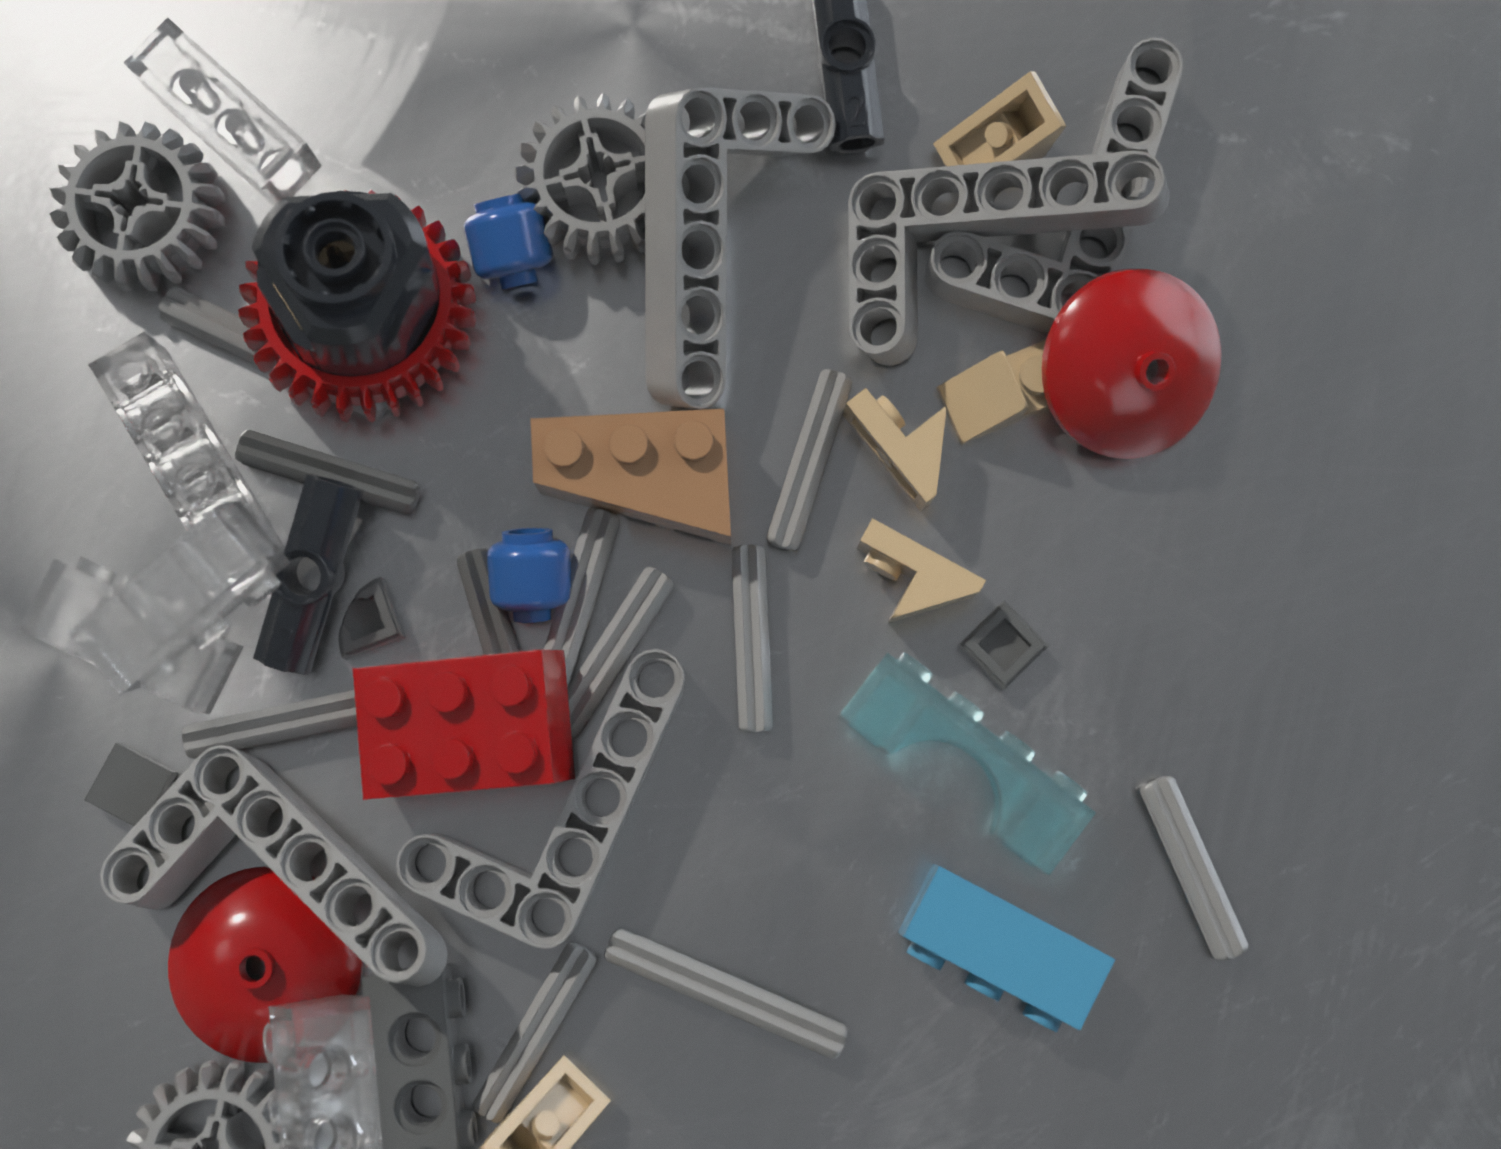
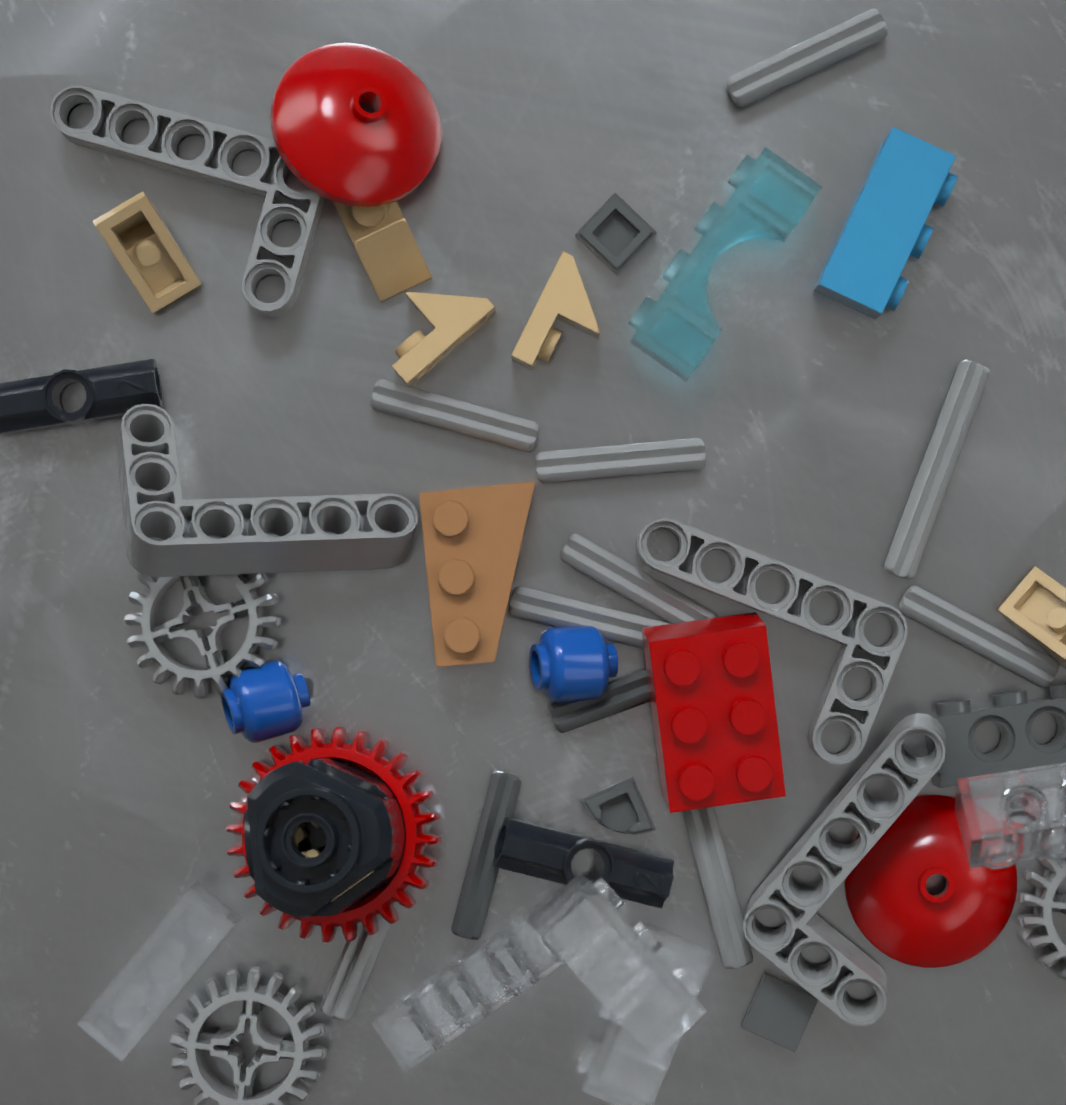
camera: 85 degrees left, 5 degrees up
(974, 213) = (226, 272): light grey beam -> none

